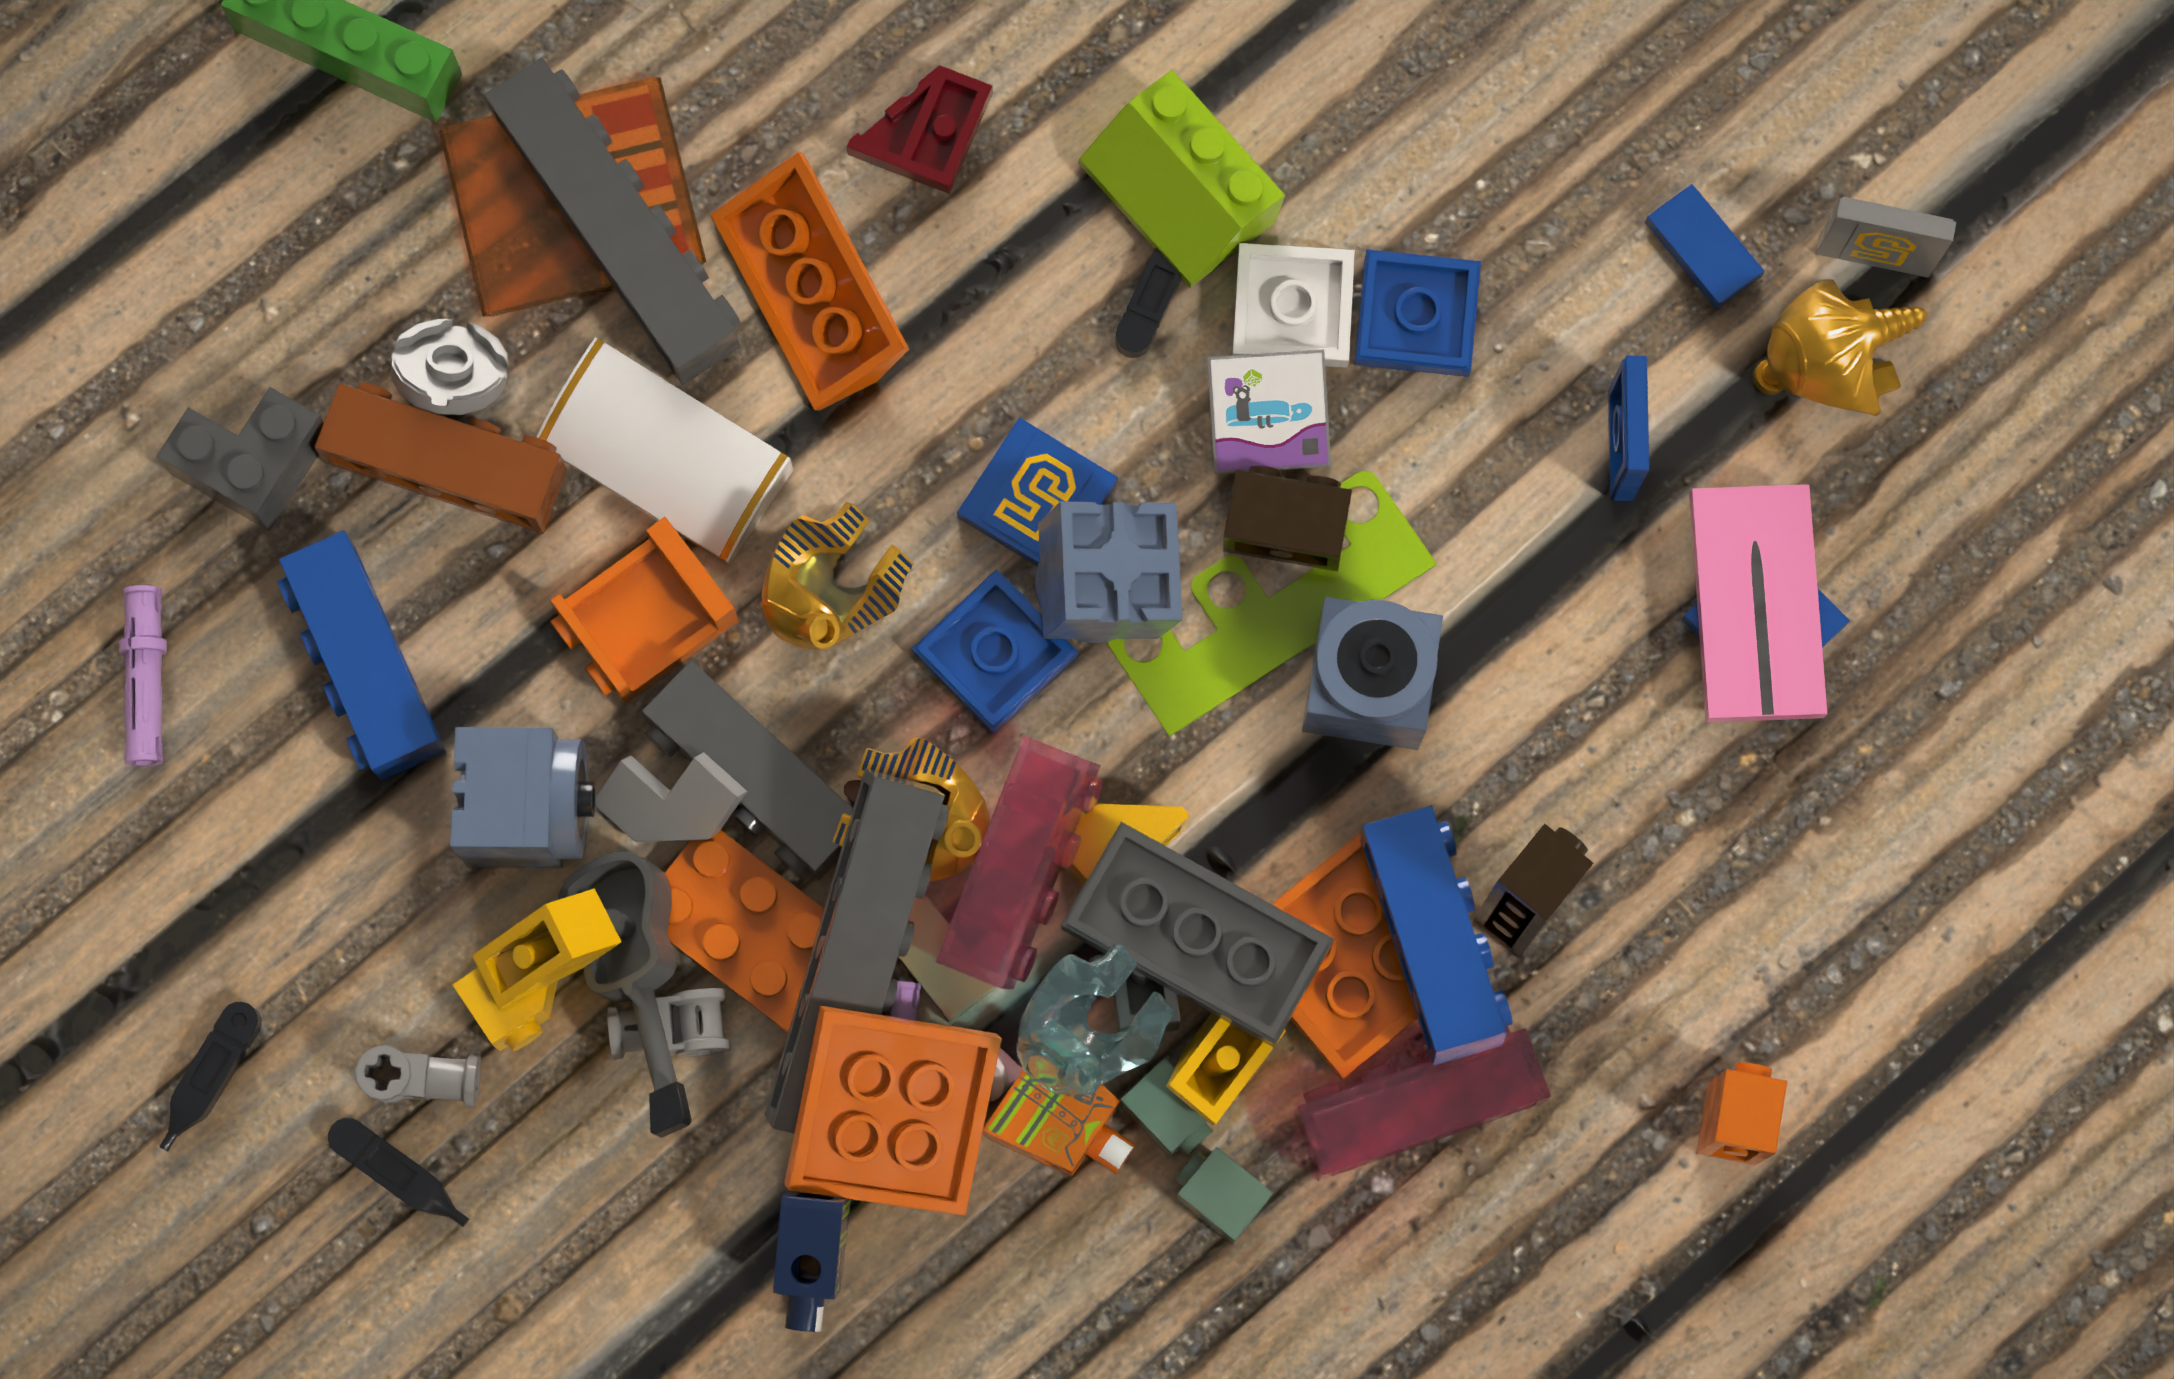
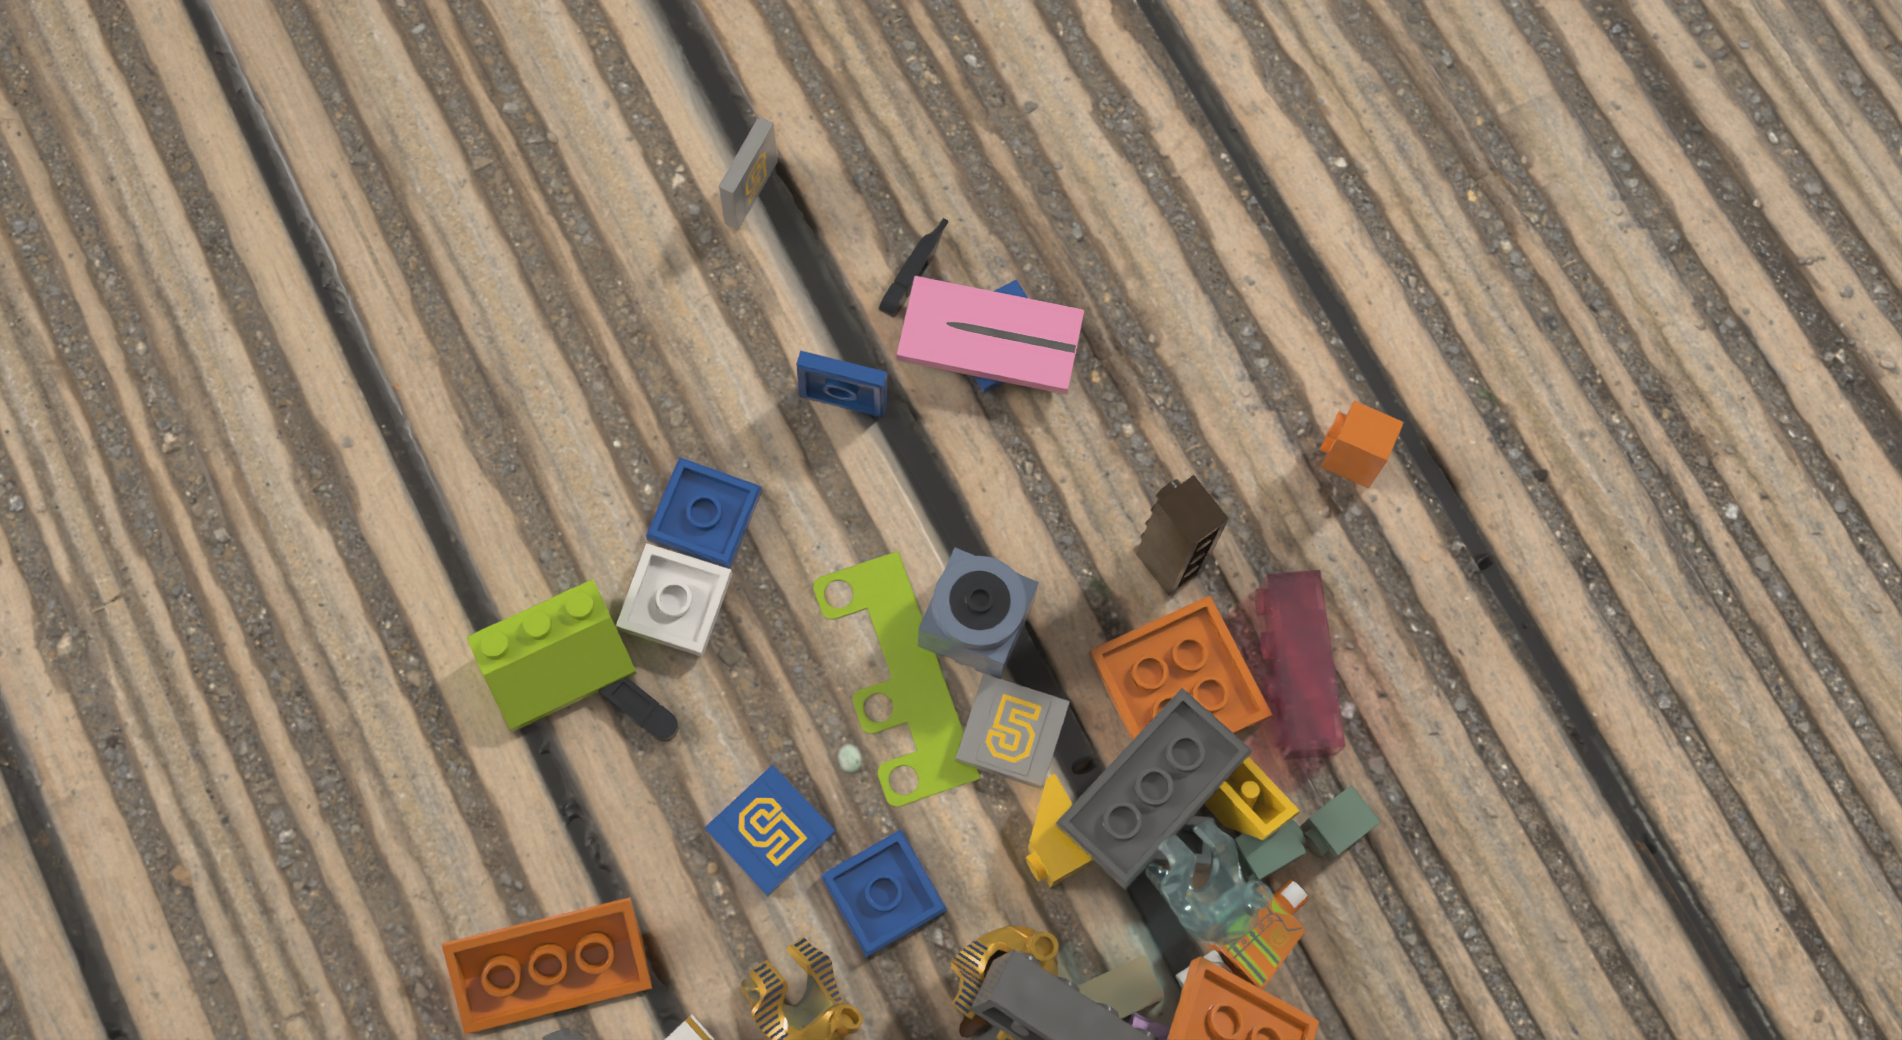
camera: 80 degrees left, 5 degrees down
(928, 130) = (449, 842): dark red wing -> none
(1019, 864) = (1066, 909): clear pink brick -> none
(1109, 571) = (854, 785): sand blue piece -> none
(1238, 758) = (1012, 731): none -> light grey tile
(1269, 411) = (753, 638): tile -> none
(1287, 518) = (840, 645): dark brown brick -> none
(1434, 935) = (1189, 617): blue brick -> none
(1704, 246) = (712, 301): blue tile -> none
(1824, 484) = (914, 266): none -> black piece
(1827, 347) = (818, 232): pearl gold piece -> none

